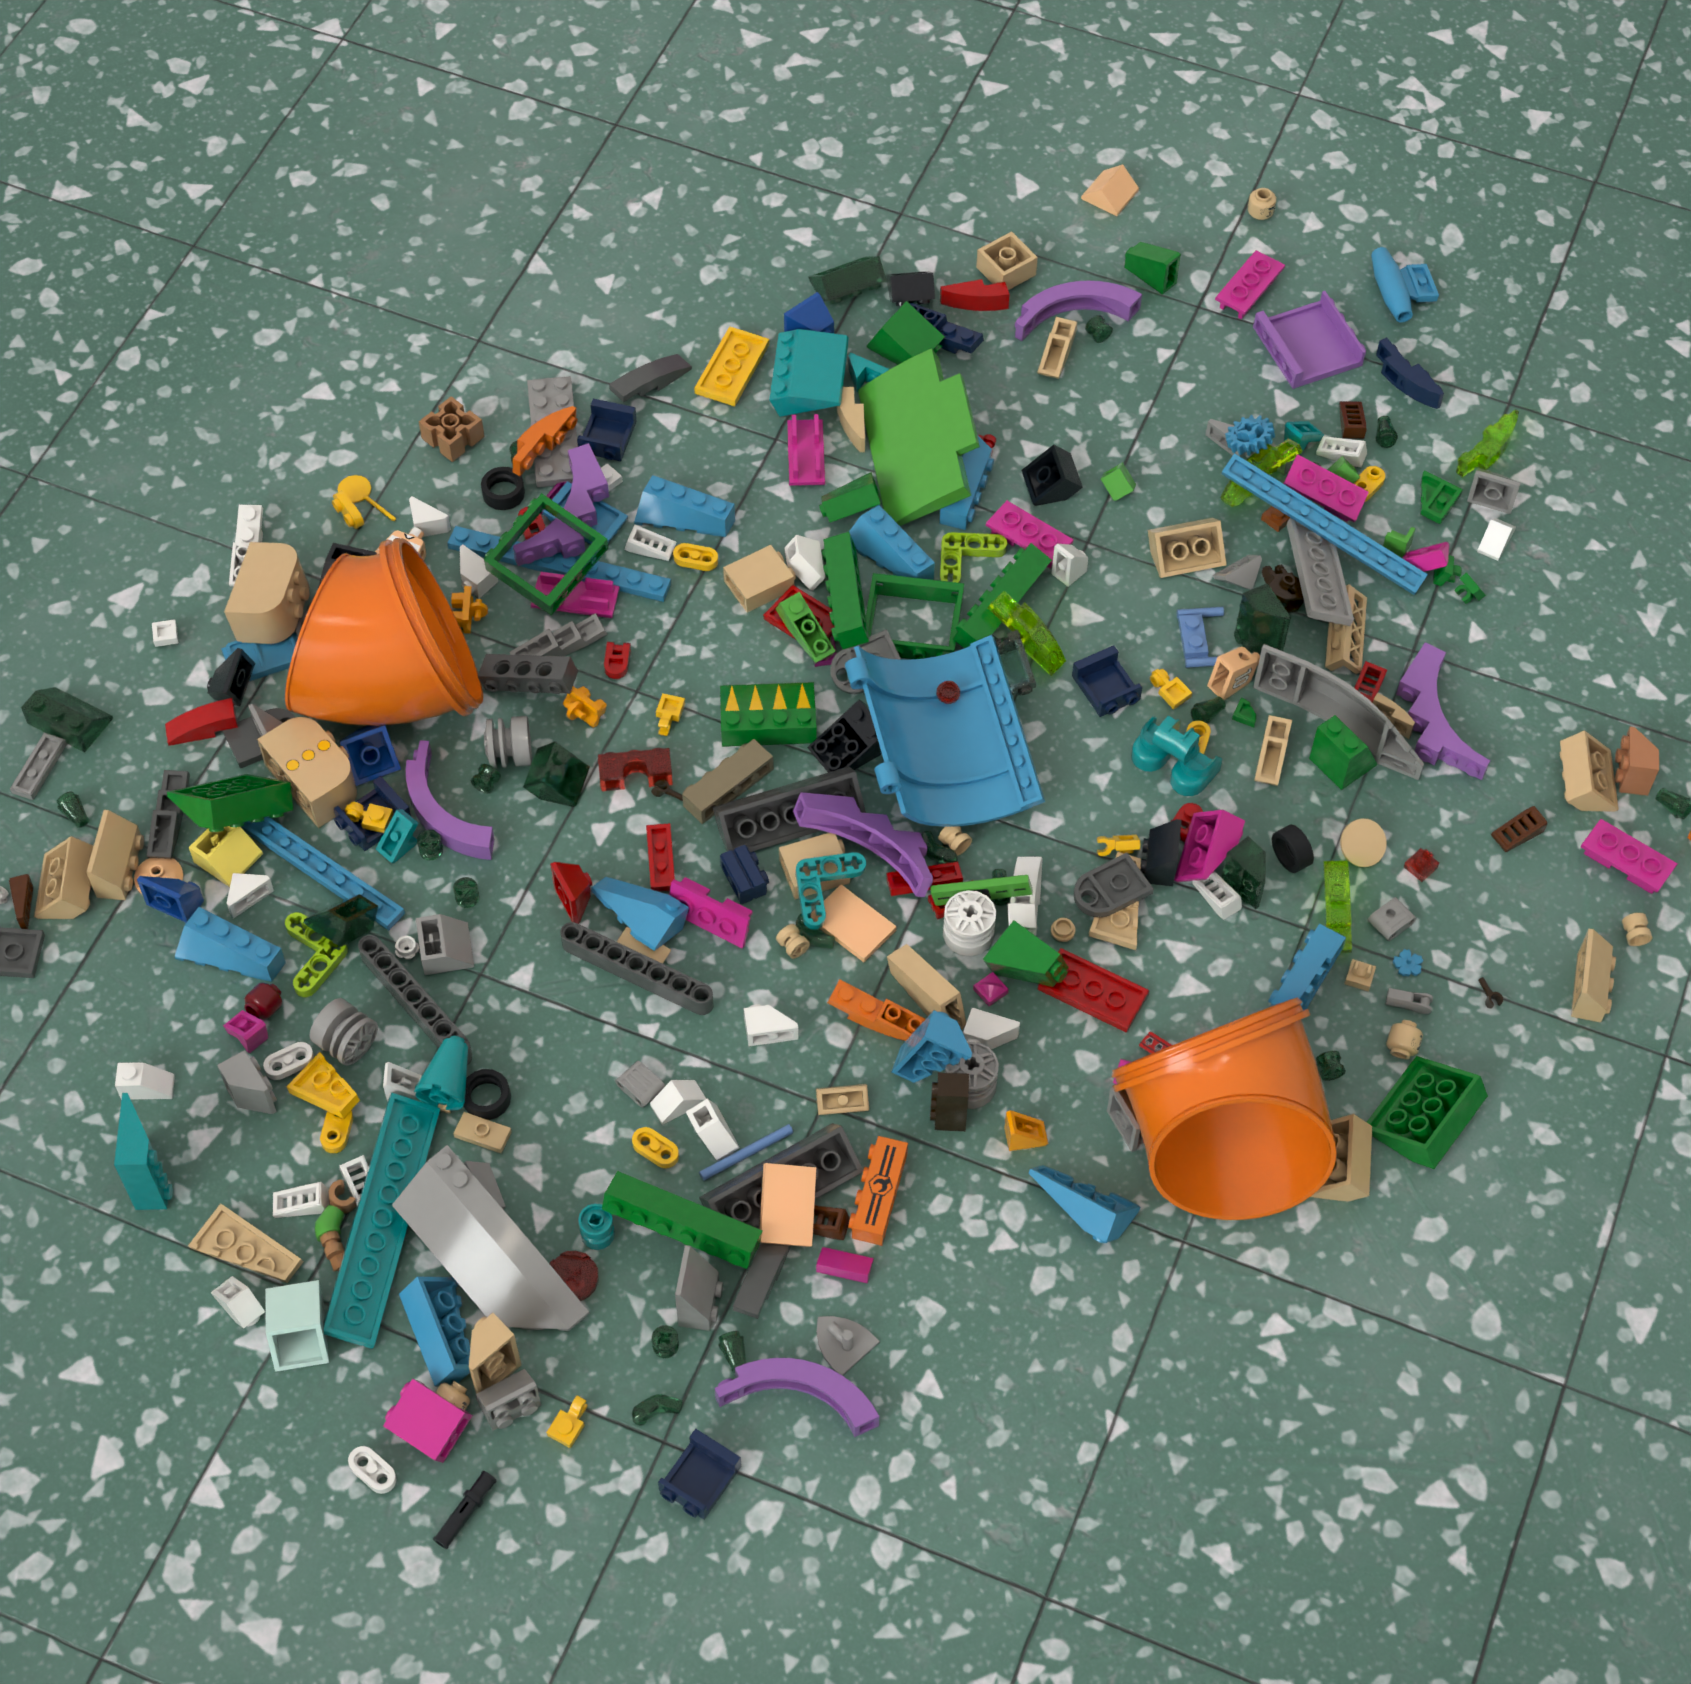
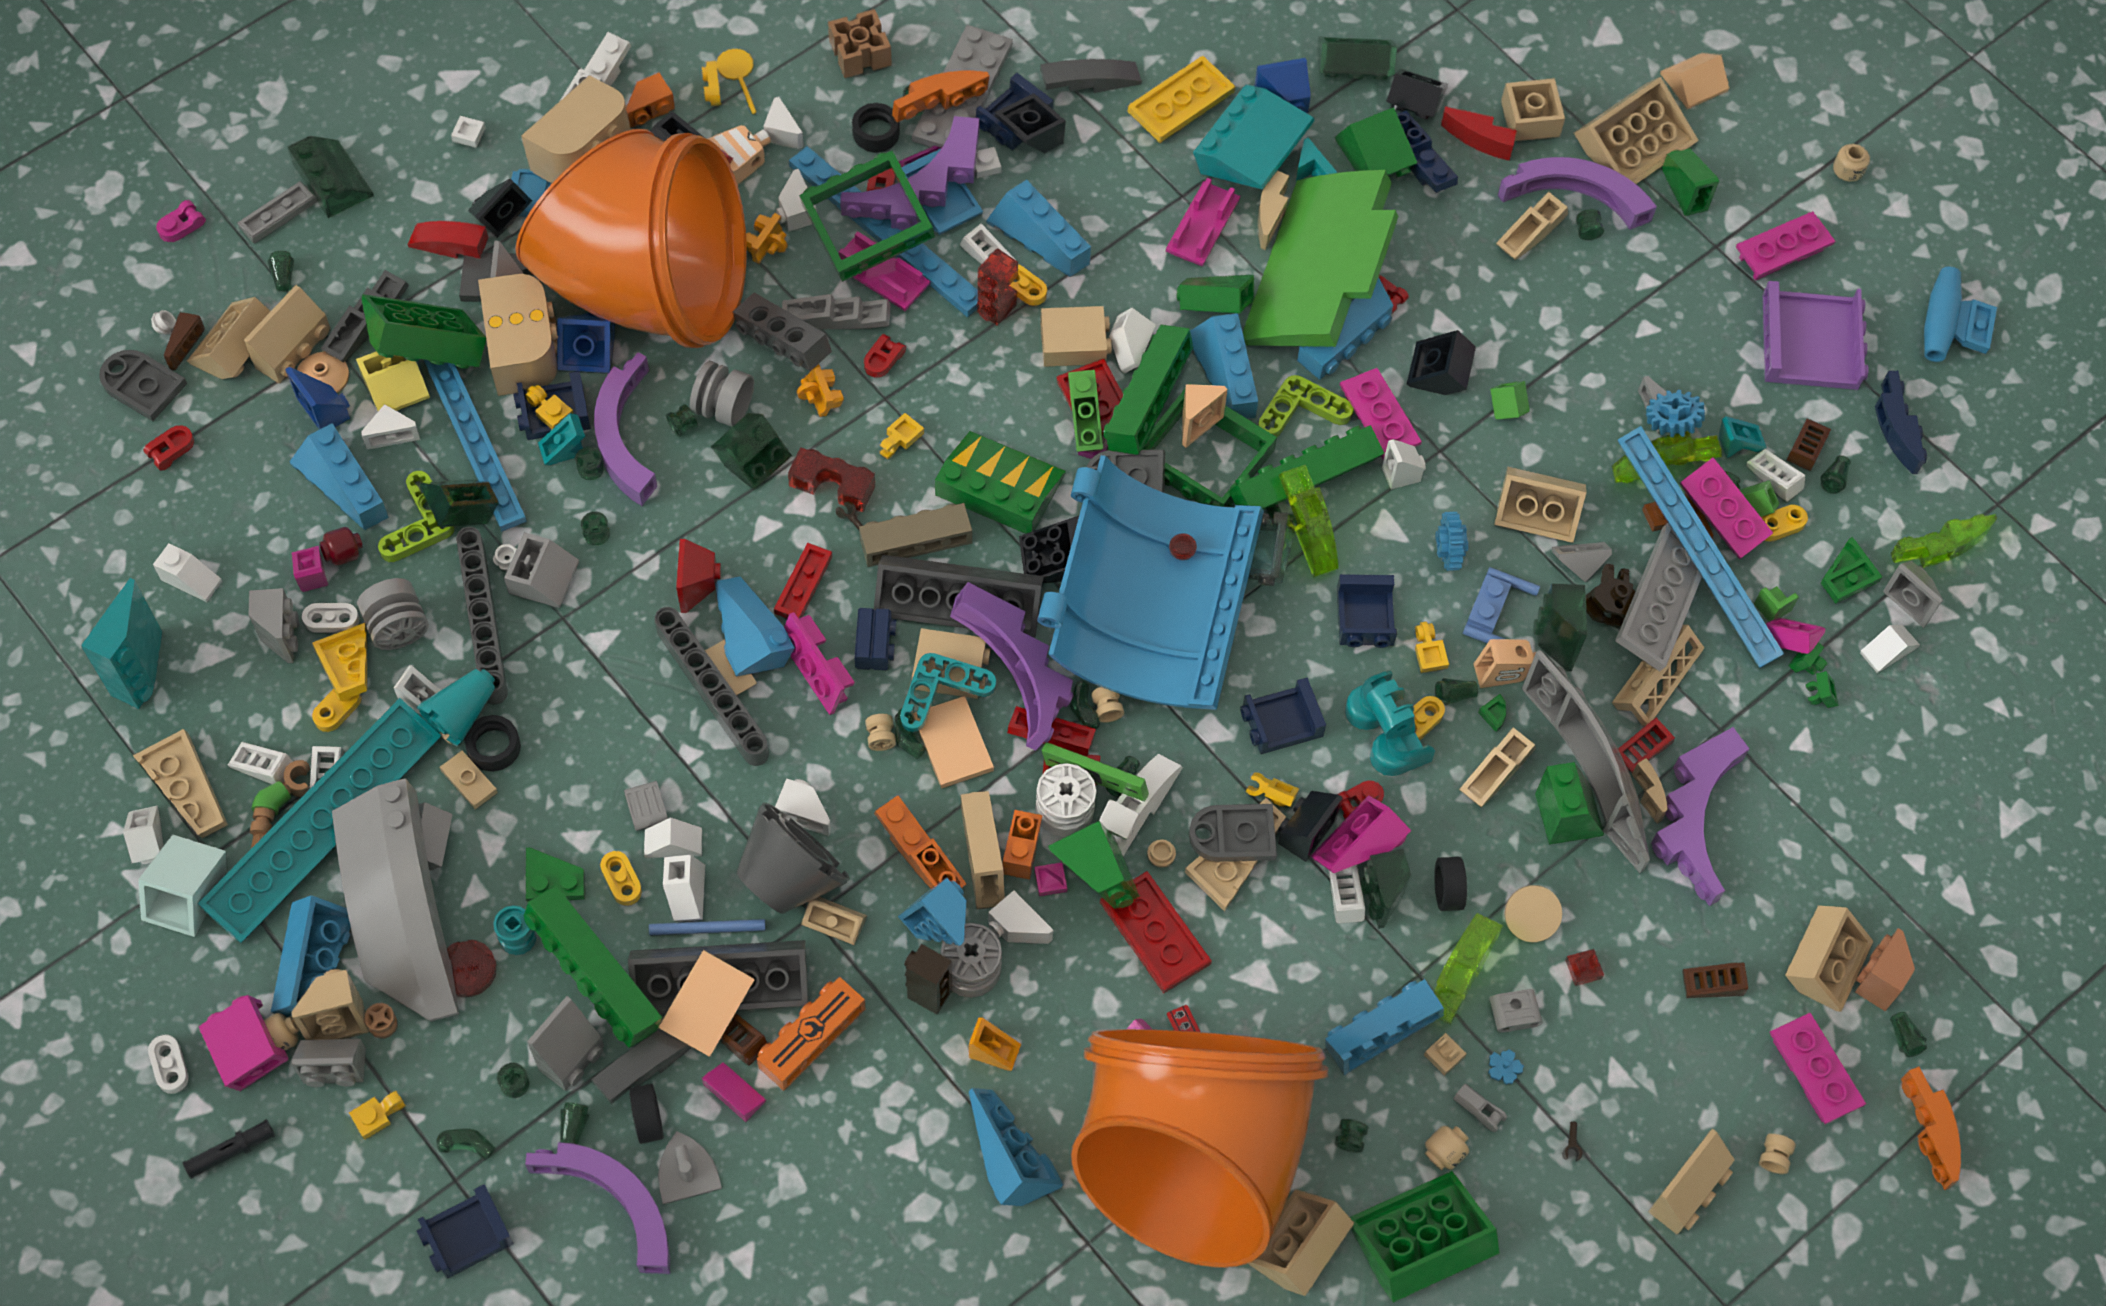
camera: 25 degrees right, 5 degrees up
(68, 982) = (177, 439): none -> red plate
(306, 541) = (649, 100): none -> orange slope
(527, 1343) = (379, 1014): none -> medium nougat wheel
(595, 1174) = (547, 872): none -> green wing
(631, 430) = (1034, 123): none -> black slope
(680, 564) = (994, 292): none -> clear red arch
(786, 1069) = (786, 863): none -> dark grey cone
(790, 1311) = (646, 1113): none -> black tyre
(897, 586) = (1201, 410): none -> light nougat slope
(956, 969) = (1022, 844): none -> orange slope
(1092, 246) = (1637, 132): none -> tan slope
(1094, 787) = (1283, 718): none -> dark blue panel
(1141, 601) = (1451, 541): none -> dark azure gear

